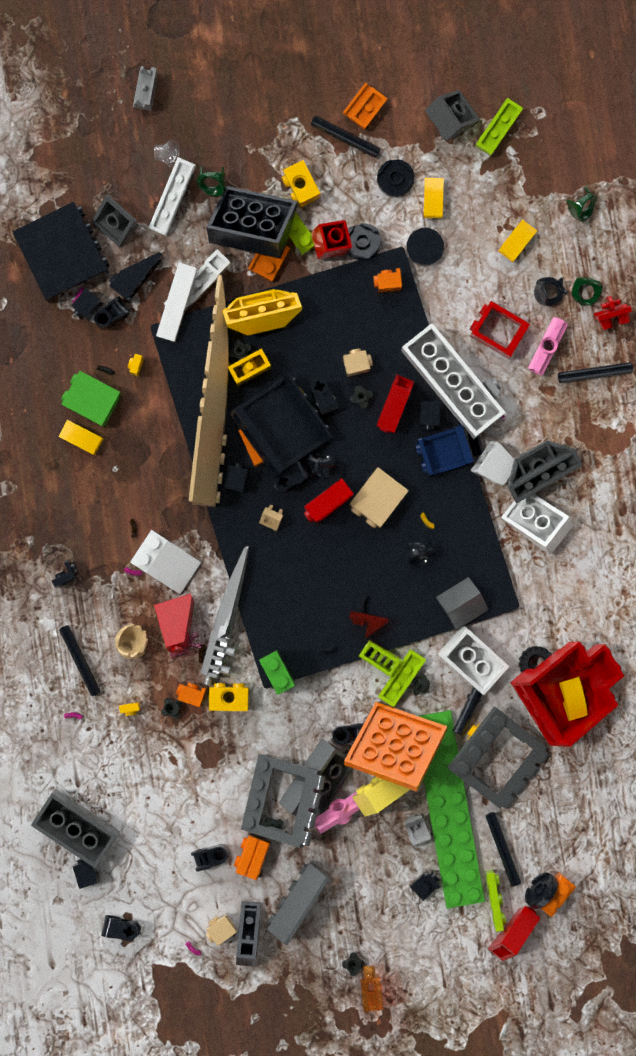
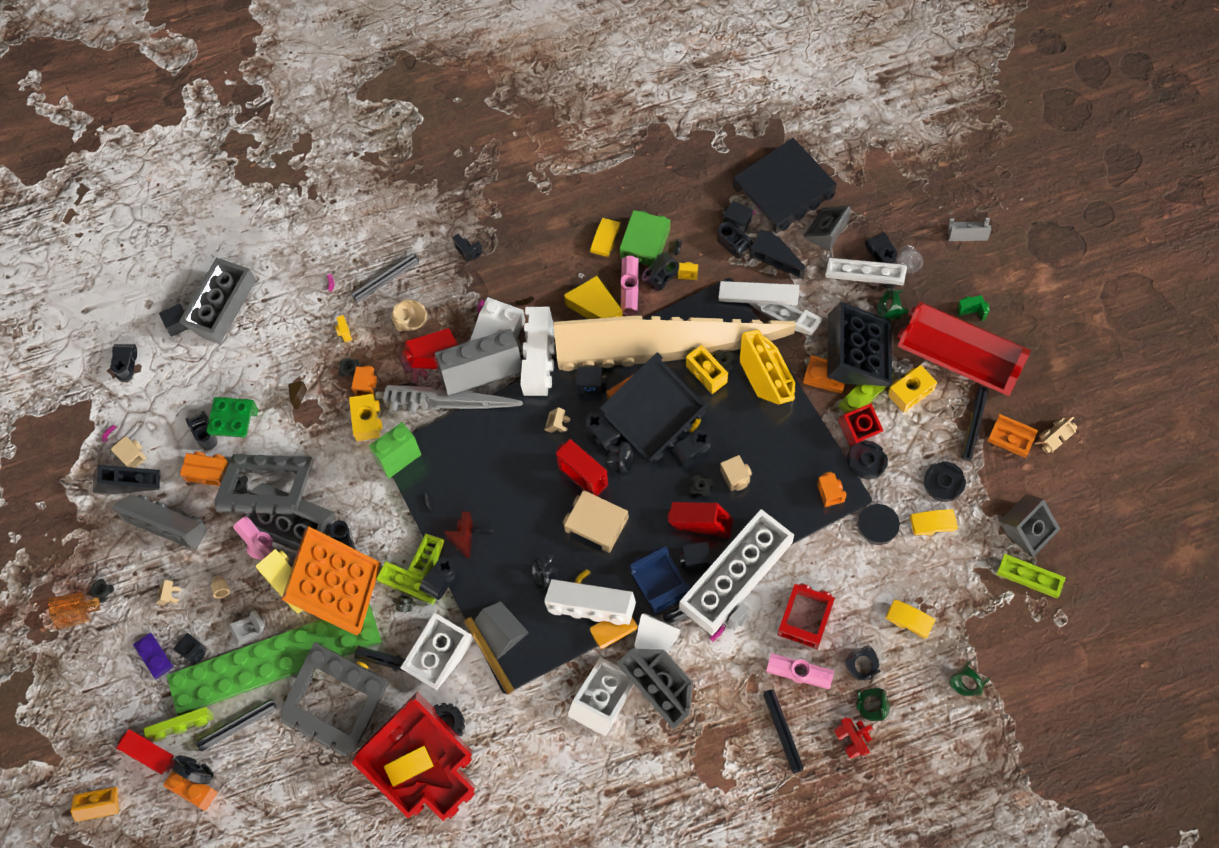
camera: 85 degrees right, 20 degrees down
(128, 421) = (629, 295): none -> bright pink piece
(133, 388) = (660, 271): none -> black piece
(150, 176) = (881, 248): none -> black piece
(153, 459) = (592, 300): none -> yellow slope
(190, 762) = (297, 392): none -> dark brown slope
(199, 523) = (538, 352): none -> white wedge
(201, 580) = (478, 362): none -> slope
(206, 826) = (231, 417): none -> green bracket
(226, 108) = (973, 304): none -> green bracket
(271, 126) = (963, 348): none -> red panel
(369, 904) = (164, 593): none -> tan tile
(370, 853) = (219, 587): none -> tan hose
(374, 74) = (1062, 428): none -> tan hinge
(410, 651) = (438, 579): none -> black piece
(424, 919) = (153, 655): none -> dark purple plate
(457, 516) = (590, 602): none -> white brick
(482, 500) = (607, 632): none -> light orange slope
(486, 614) = (489, 656): none -> pearl gold bar
(549, 981) = (95, 804): none -> light orange slope

